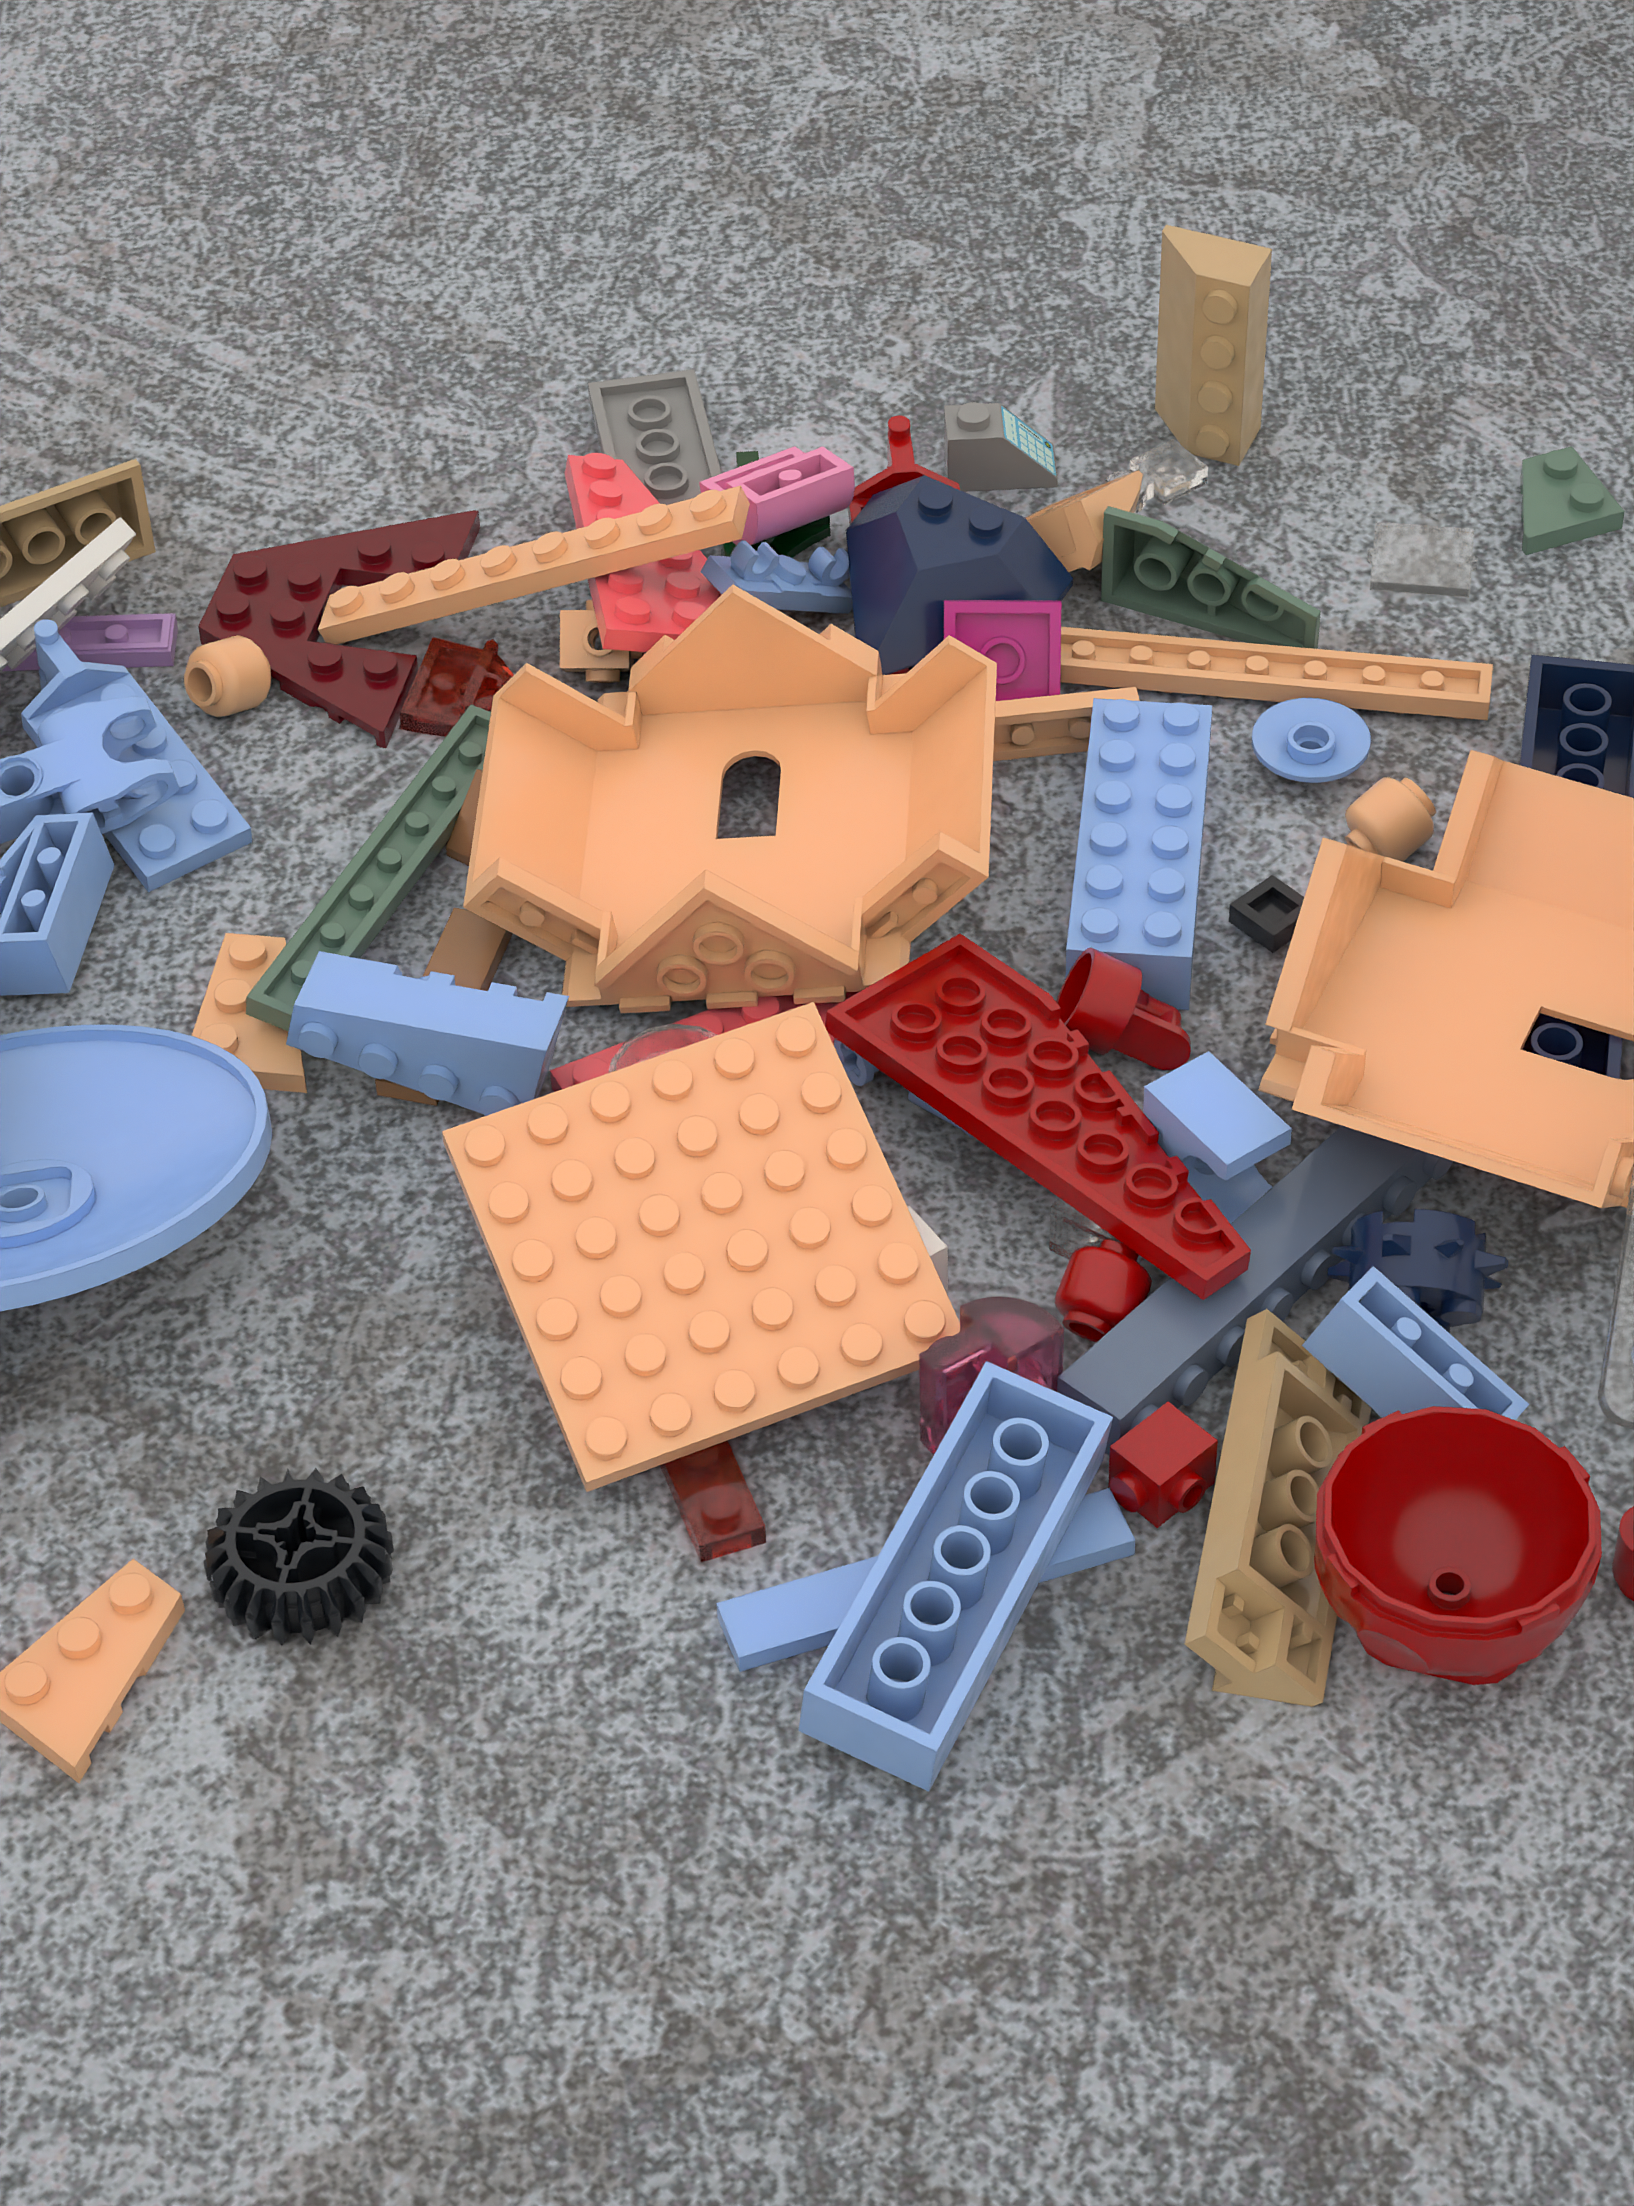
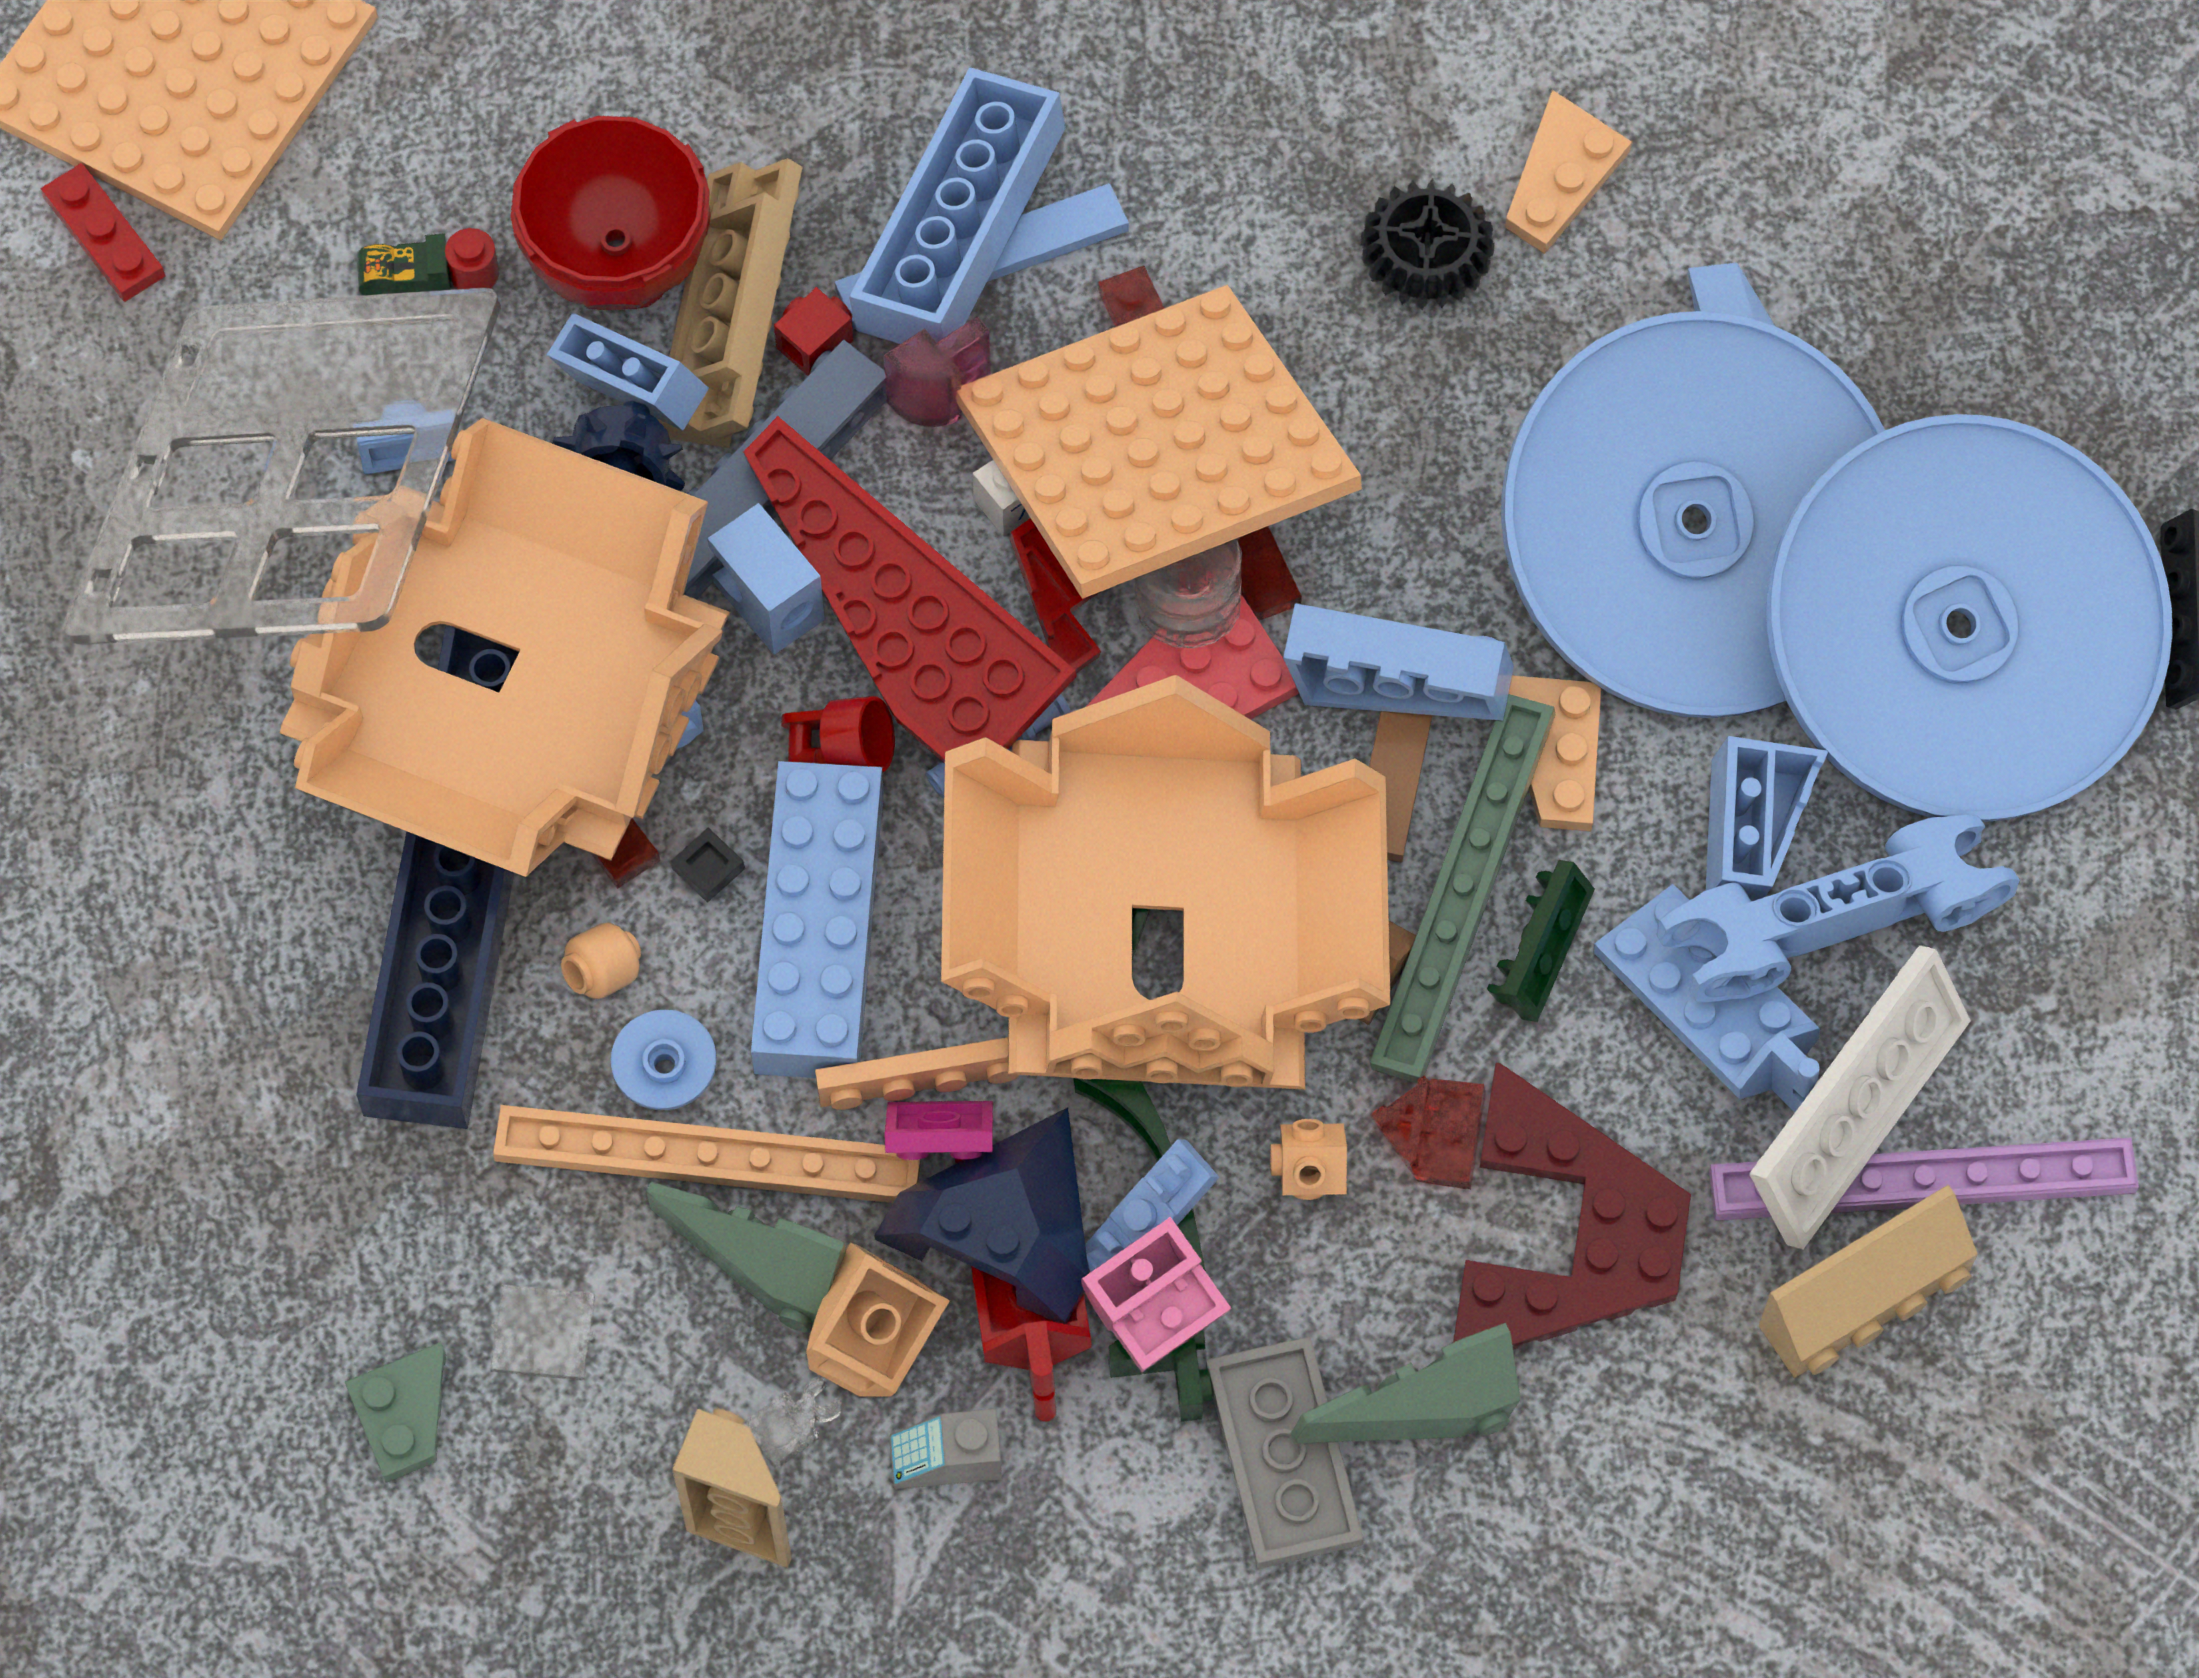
camera: 175 degrees right, 20 degrees up
(227, 676) = (1647, 1117): light nougat head -> none
(308, 829) = (1544, 940): none -> dark green plate
(518, 454) = (1450, 1398): none -> sand green wedge
(536, 565) = (1375, 1181): light nougat plate -> none
(643, 601) = (1274, 1212): coral wing -> none
(1101, 1288) = (862, 459): red head -> none

